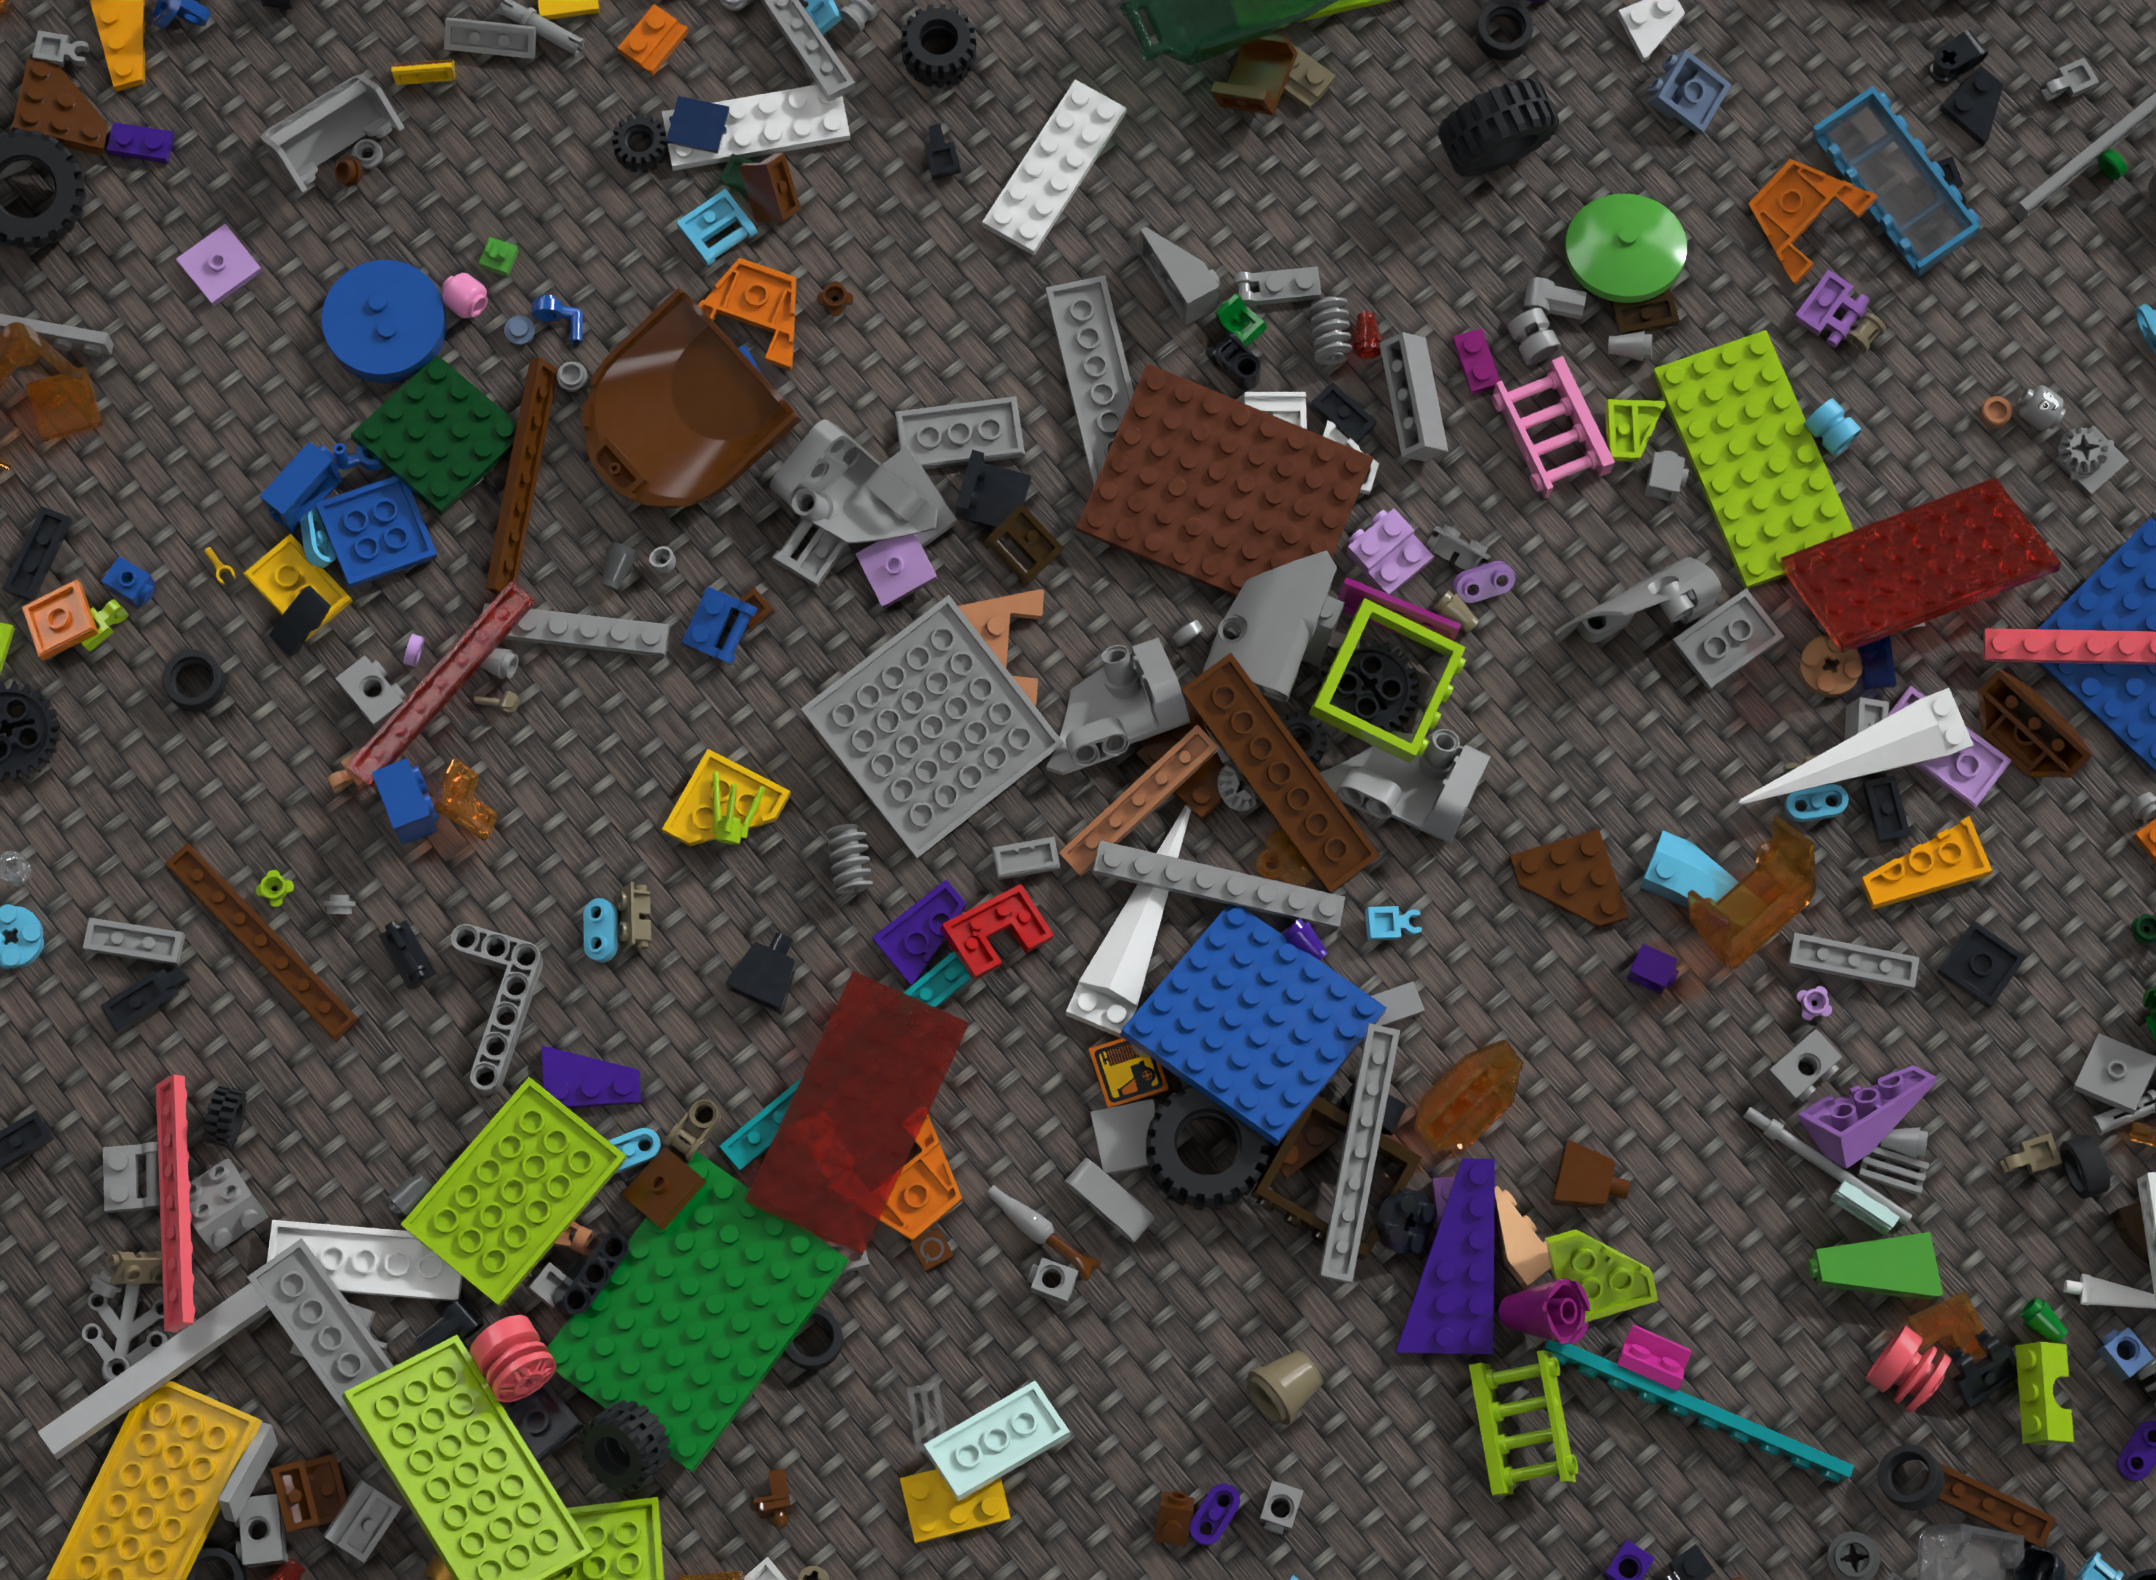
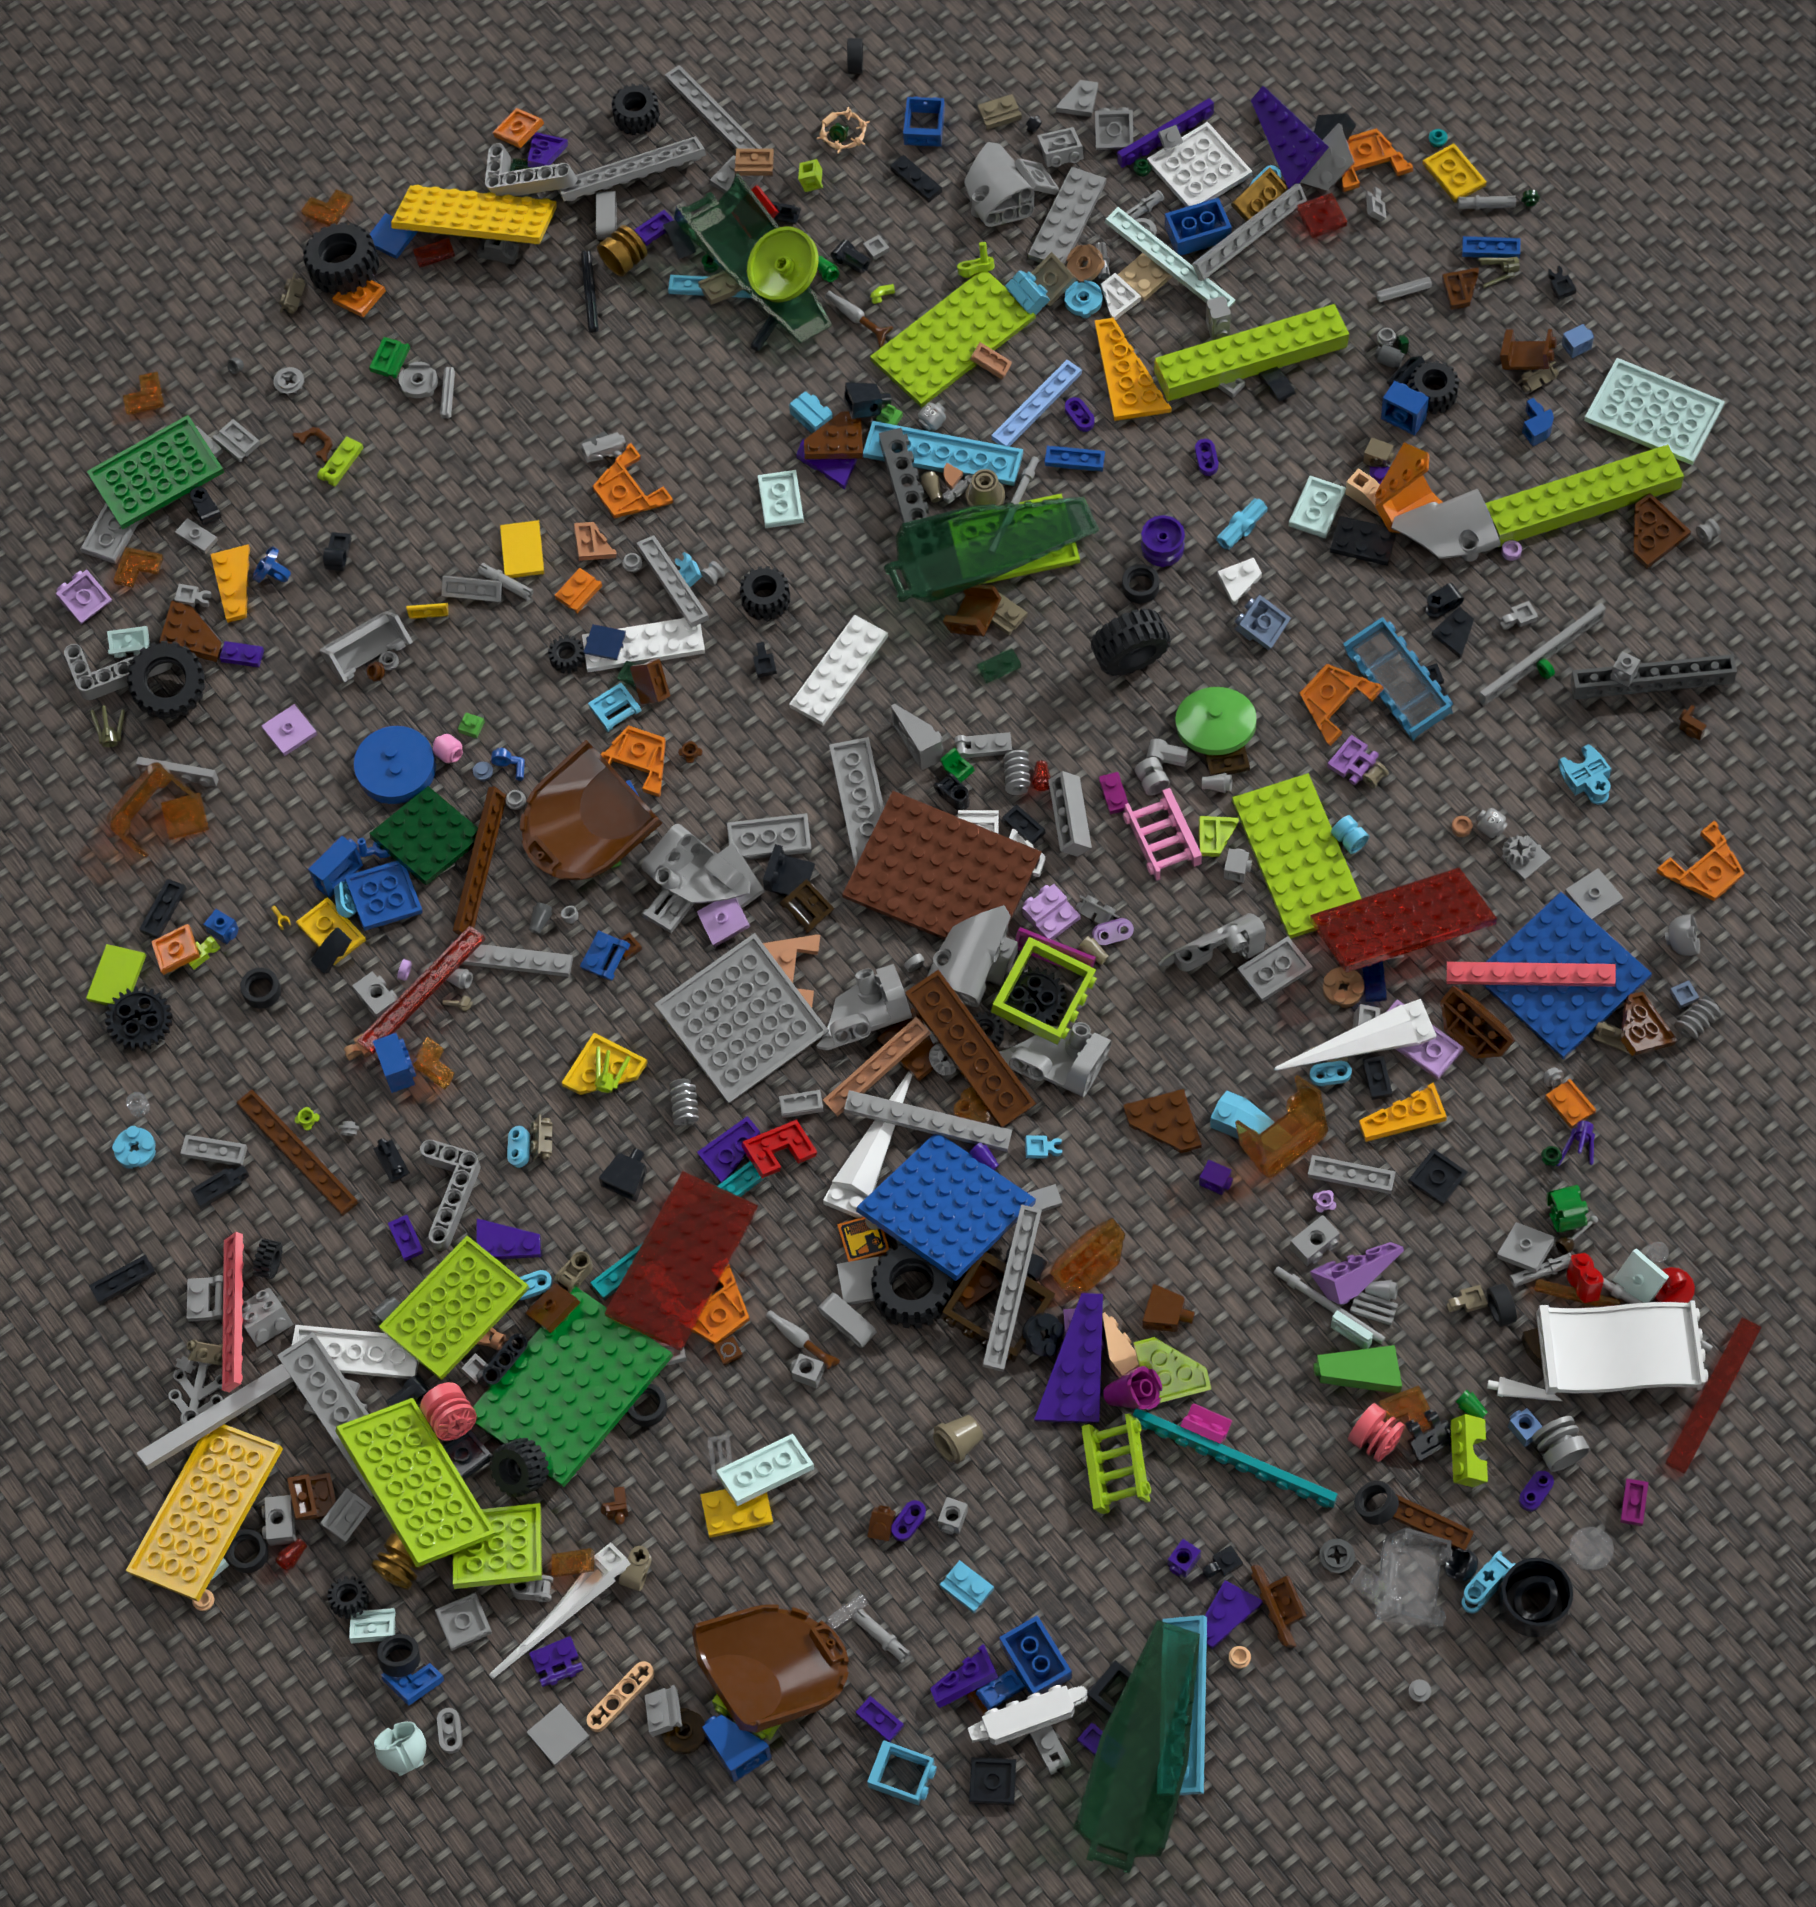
camera: 10 degrees right, 10 degrees down
(247, 1472) = (272, 1480): light grey tile -> none
(434, 1077) = (405, 1237): none -> dark purple plate
(1295, 160) = (999, 665): none -> clear green plate

